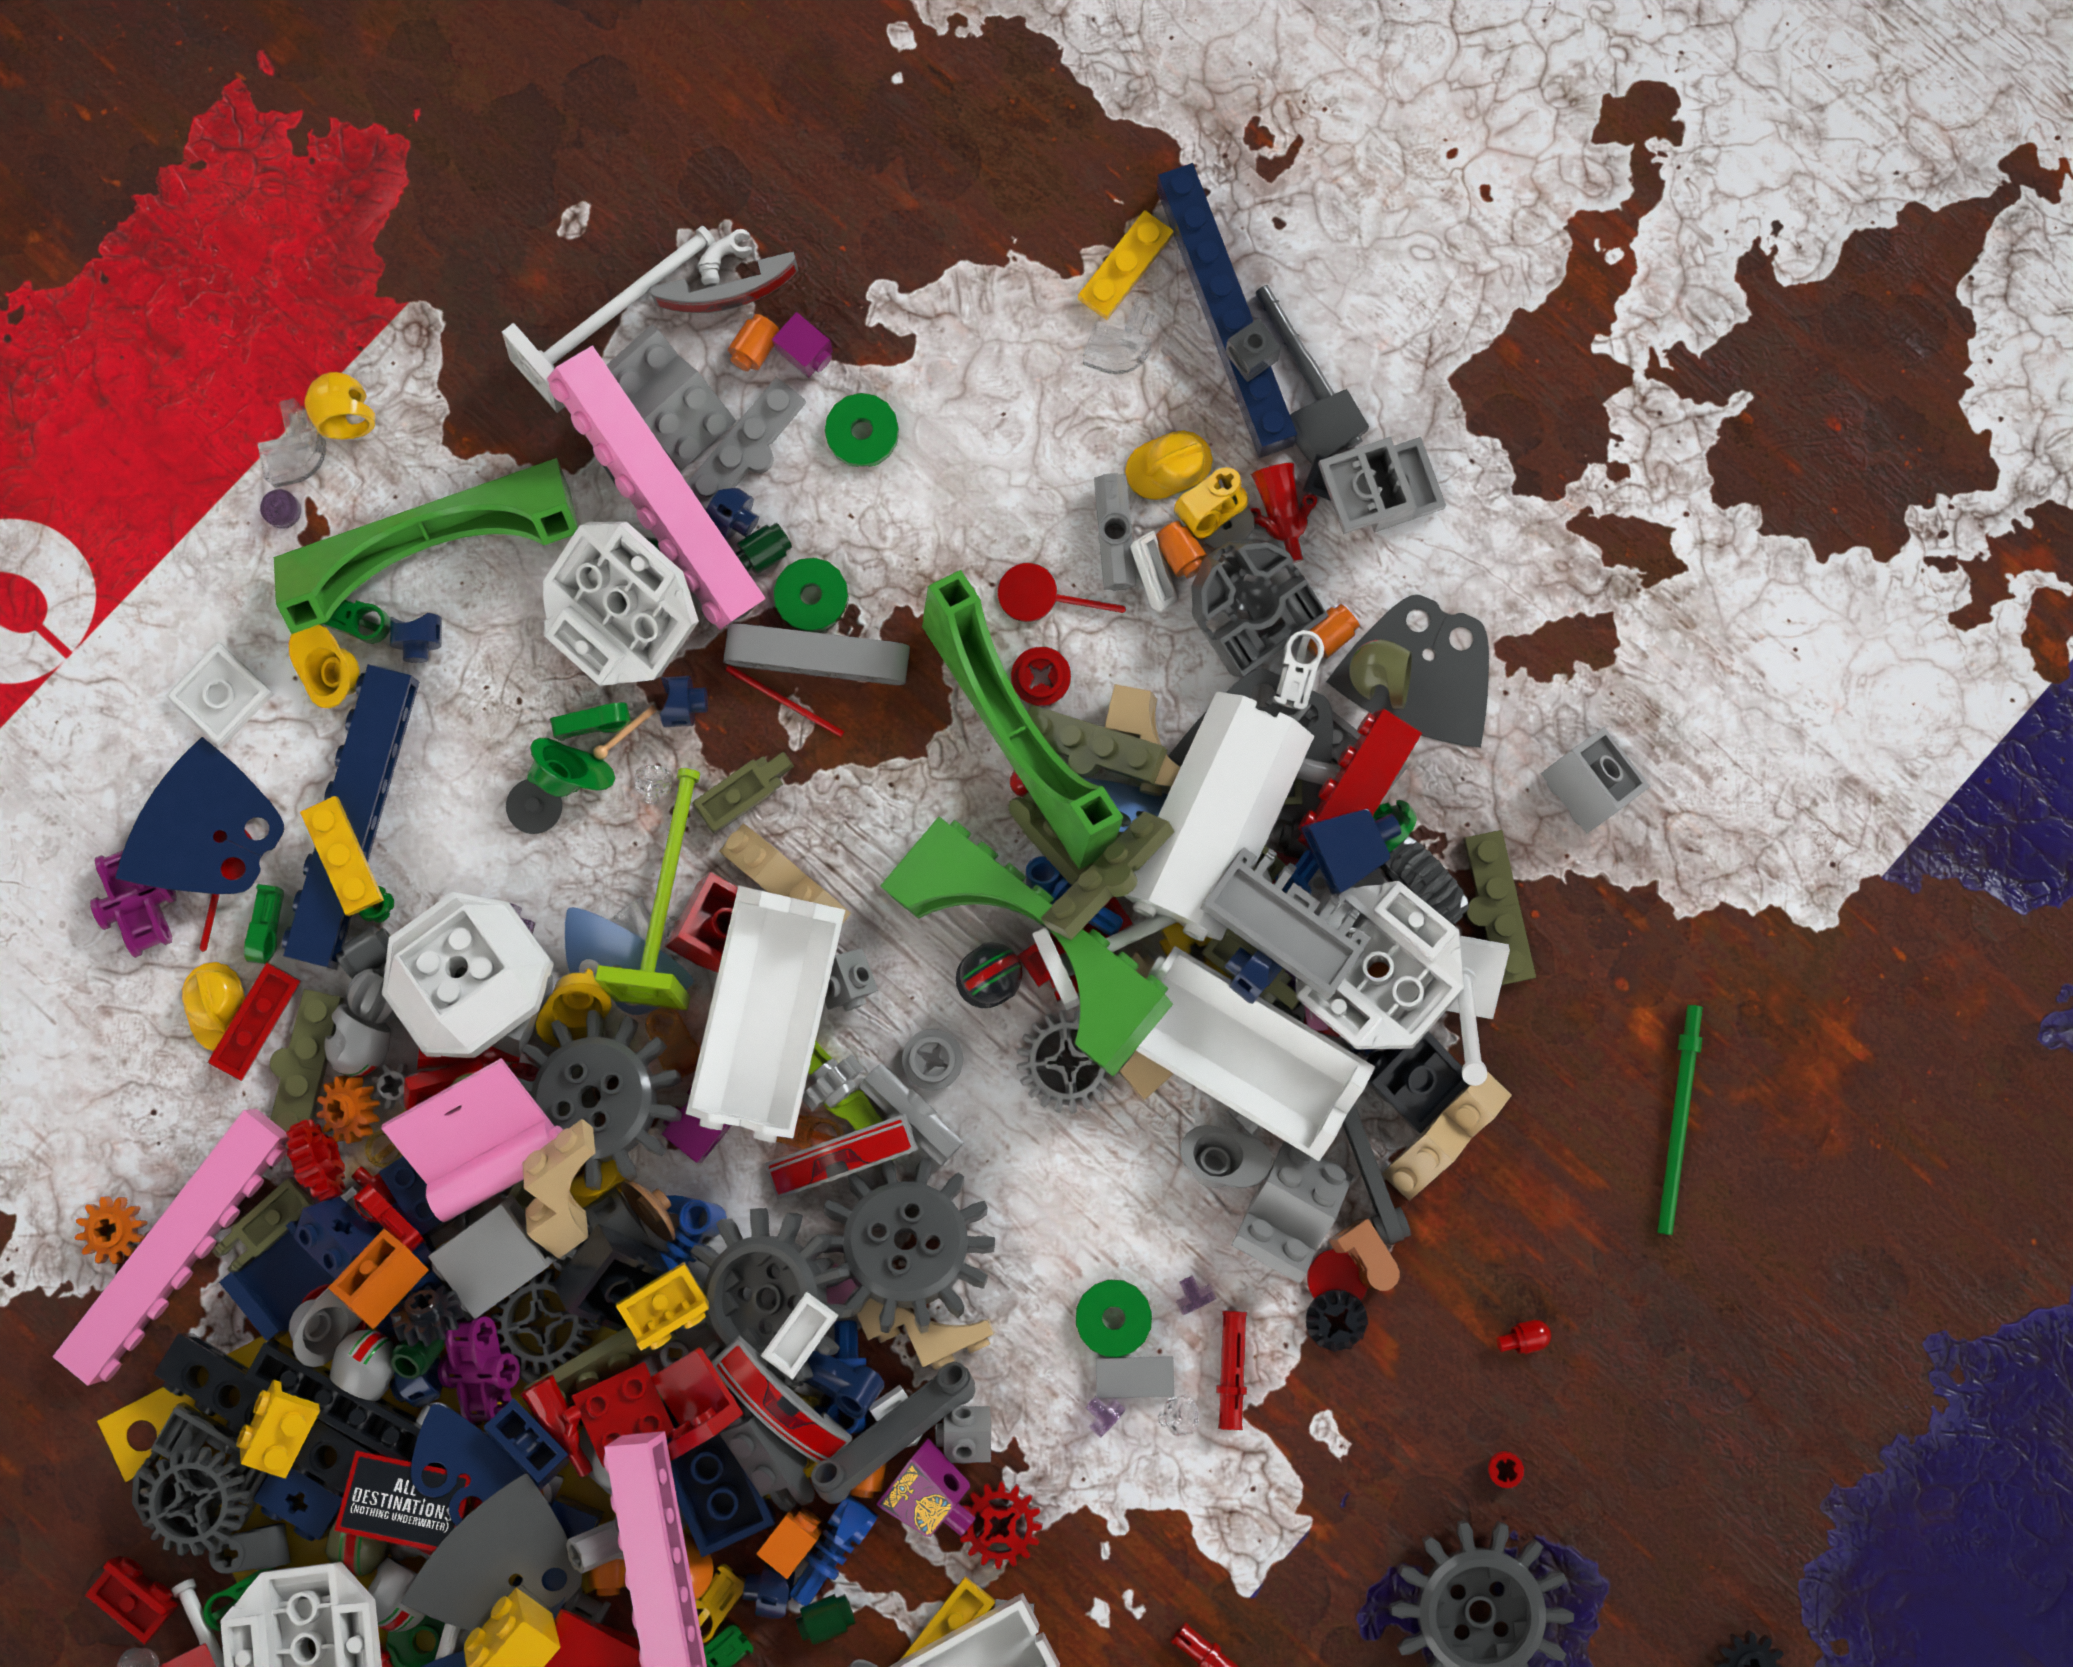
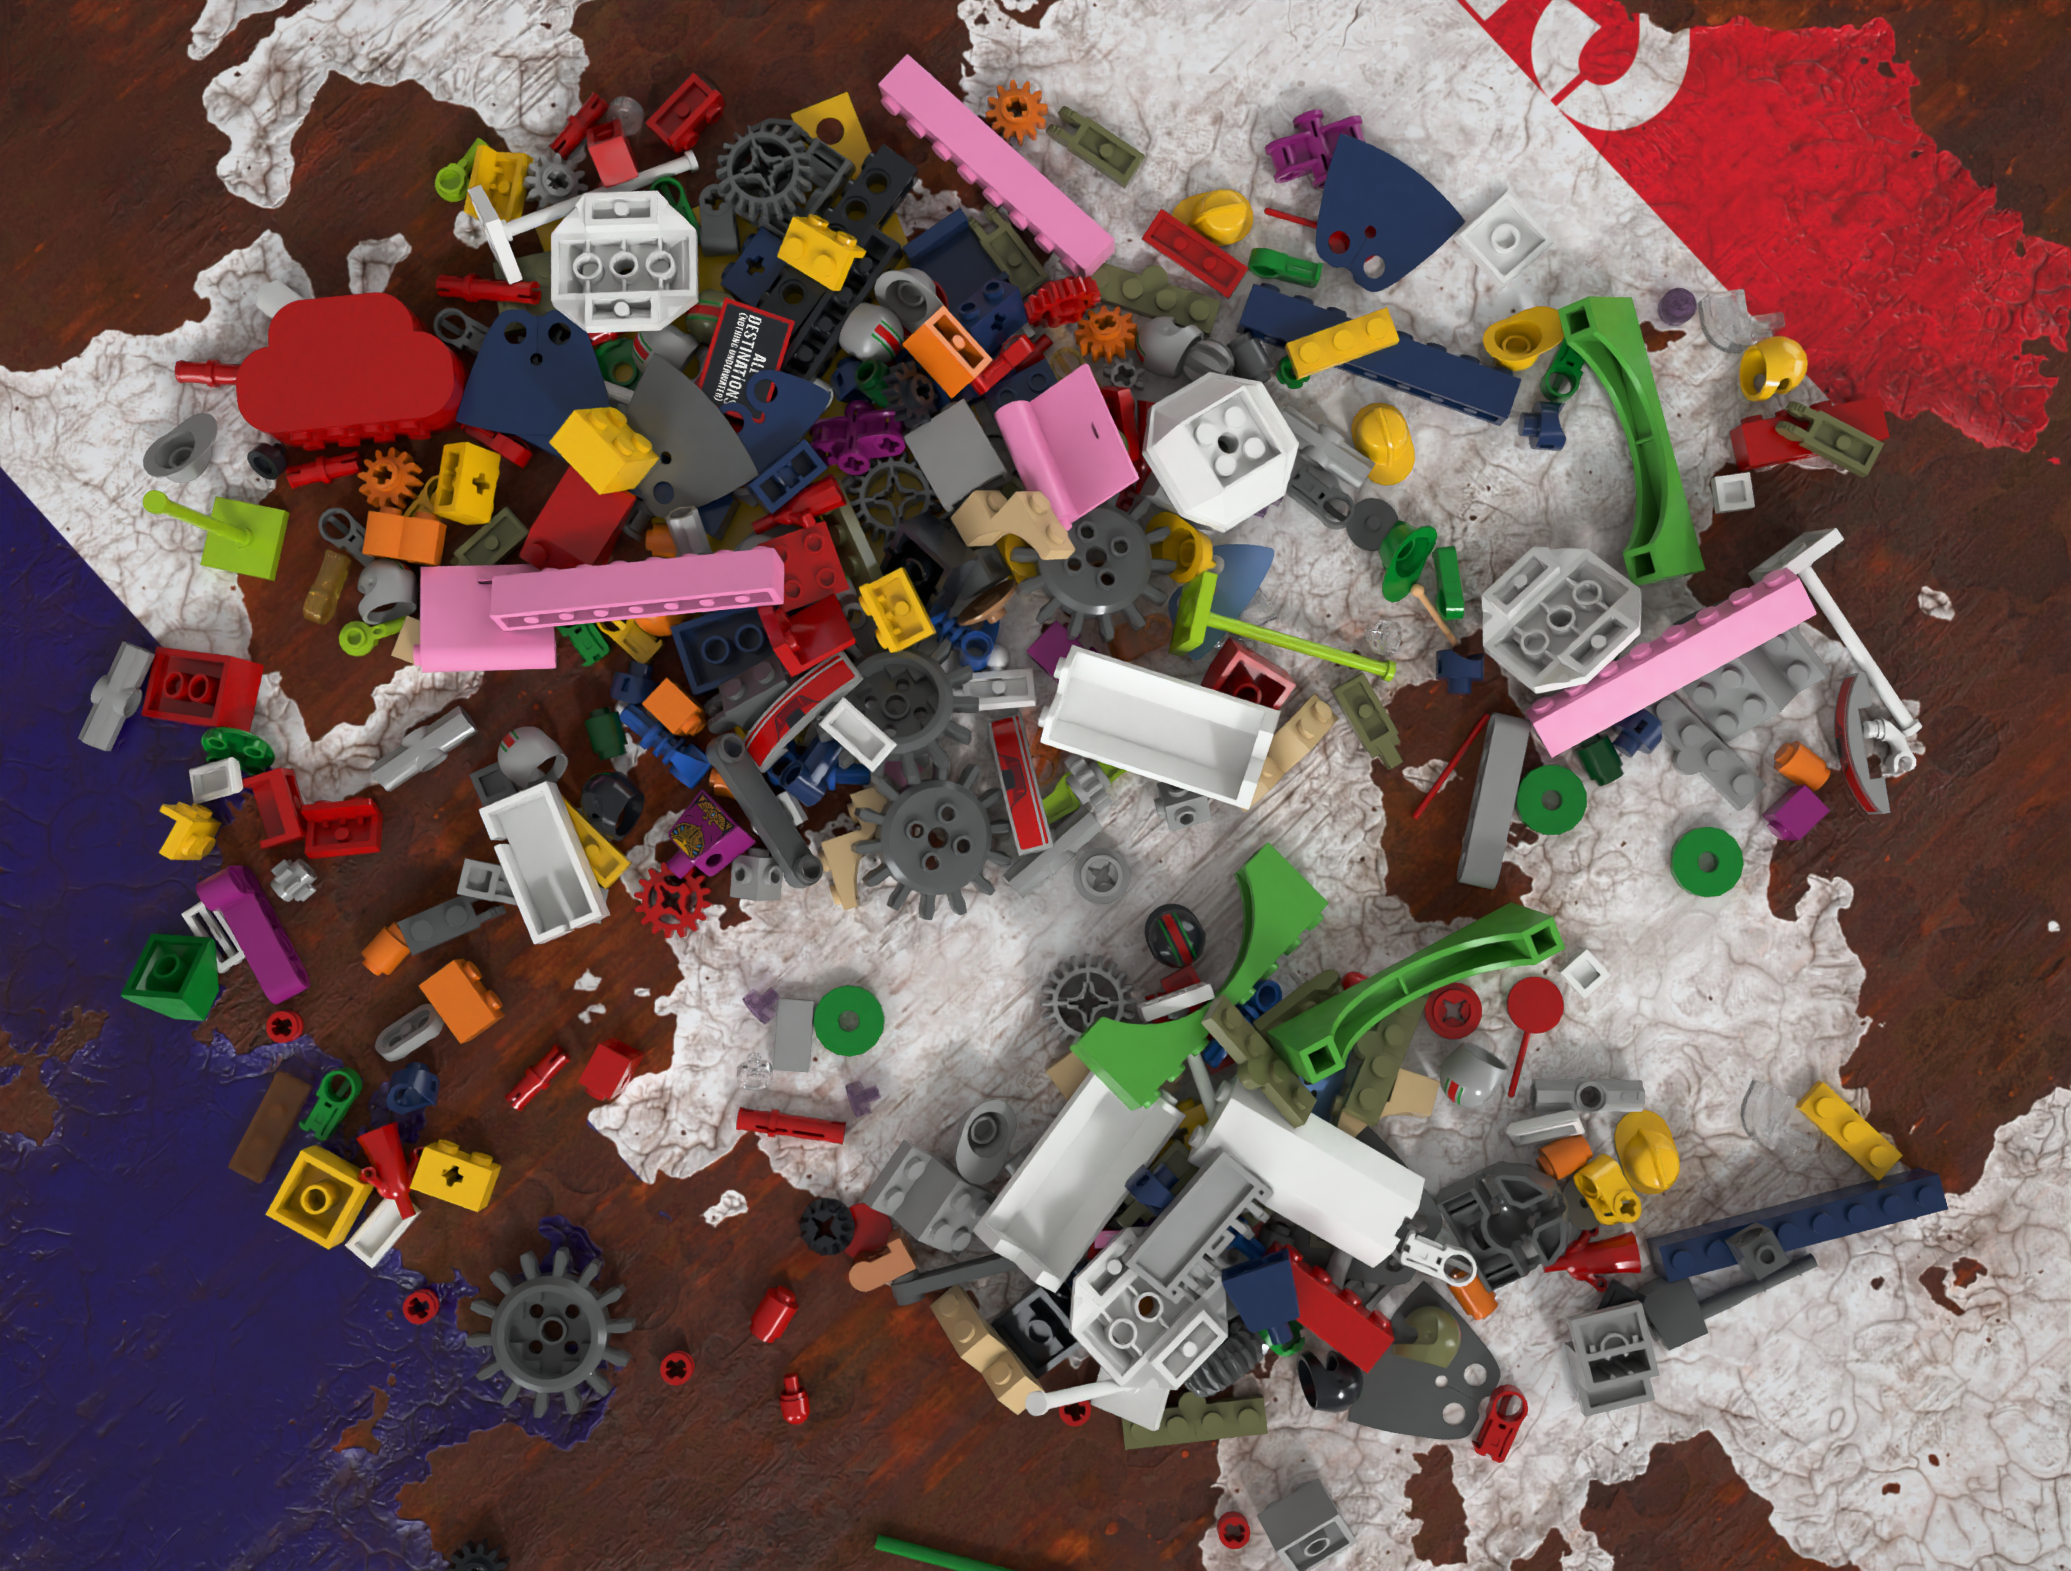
camera: 90 degrees right, 5 degrees up
(144, 1137) = (1097, 147): none -> olive hinge
(405, 364) = (1760, 446): none -> red brick
(410, 342) = (1831, 439): none -> olive hinge
(446, 802) = (1384, 437): none -> yellow piece
(456, 861) = (1327, 449): none -> light grey piece
(473, 435) = (1732, 493): none -> white tile
(508, 868) = (1315, 496): none -> dark grey piece
(738, 1188) = (1001, 687): none -> white plate
(893, 1609) = (605, 797): none -> black helmet
(989, 545) = (1584, 973): none -> white tile
(1105, 652) = (1471, 1075): none -> light grey helmet
(1189, 1575) = (610, 1069): none -> red brick
(1435, 1369) = (773, 1314): none -> red brick
(1444, 767) = (1329, 1388): none -> black helmet
(1470, 590) = (1500, 1429): none -> red piece
(1508, 1042) = (1067, 1417): none -> red bush
(1619, 856) = (1232, 1541): none -> red bush

